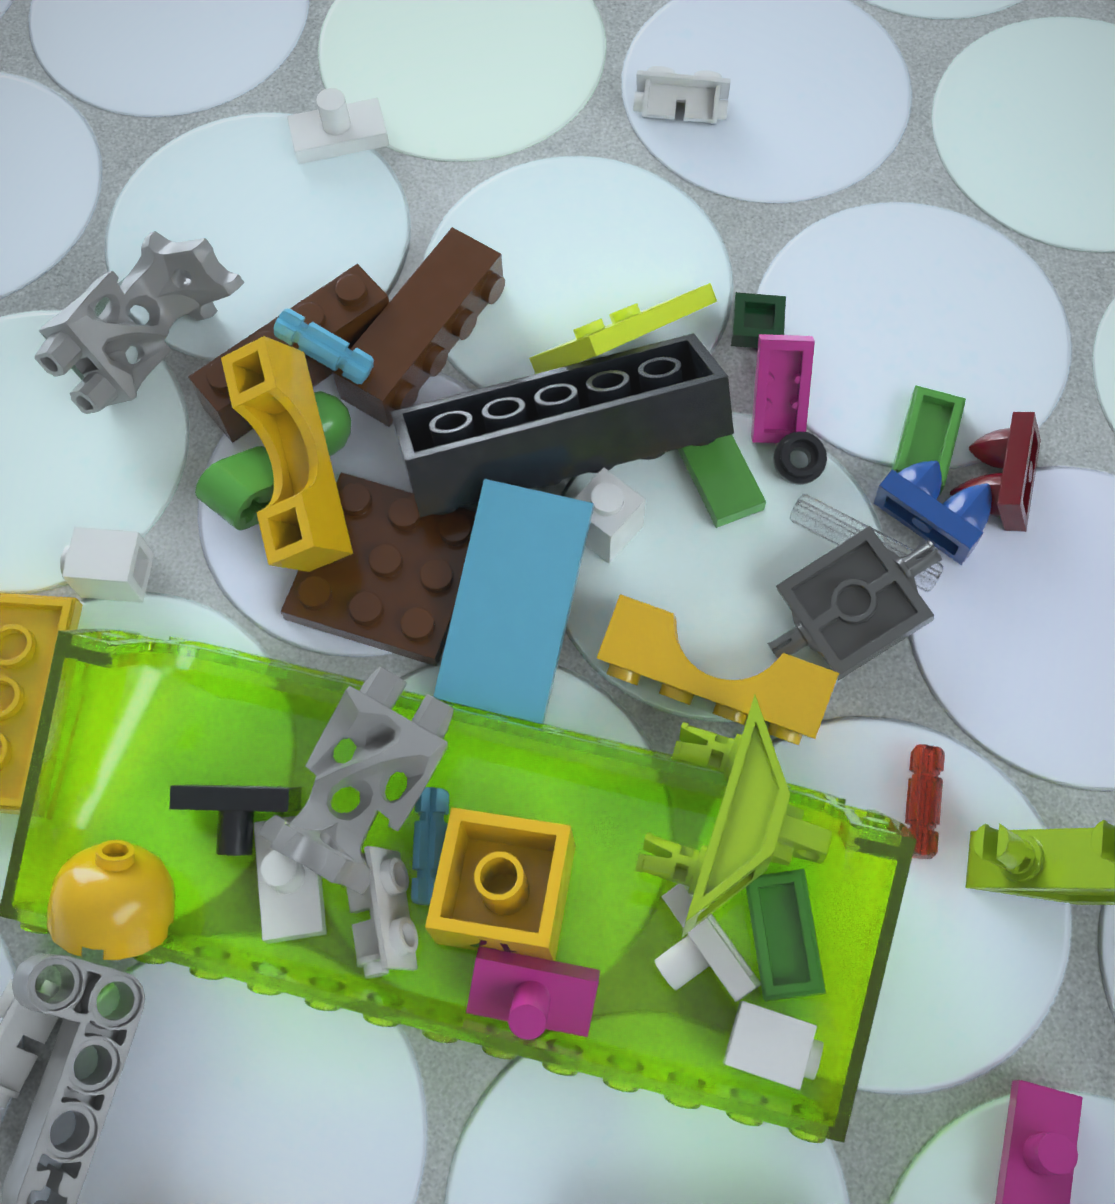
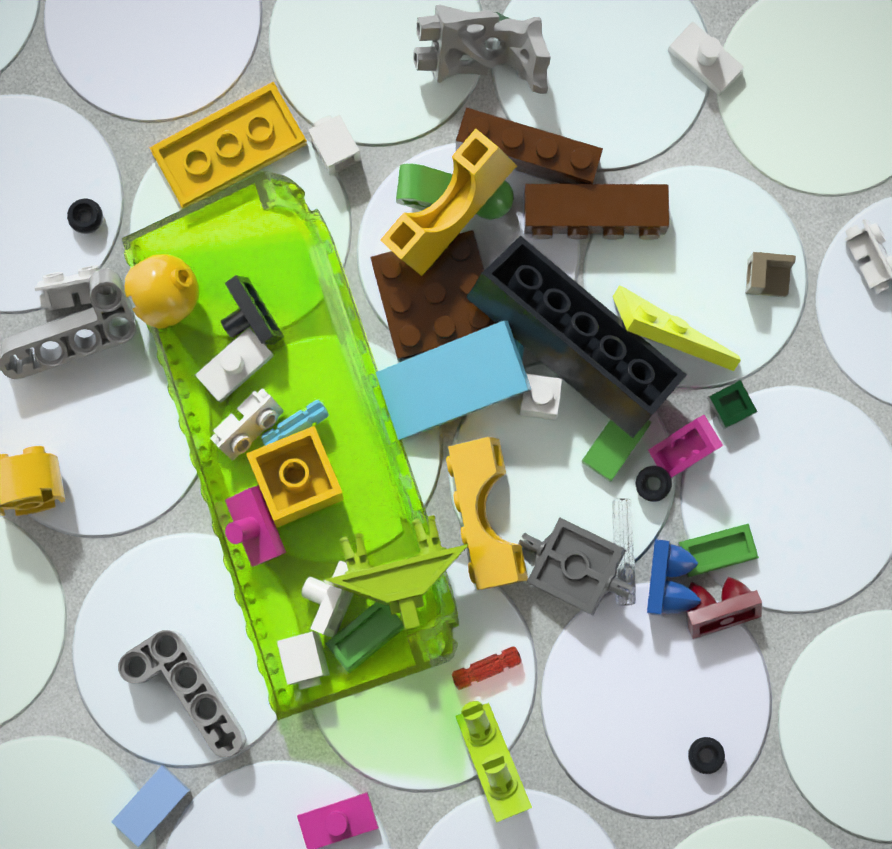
camera: 55 degrees right, 15 degrees up
(323, 346) = (531, 171): medium azure axle -> none
(386, 744) = (256, 372): light grey hips -> none
(625, 204) = (769, 274): none -> dark tan panel

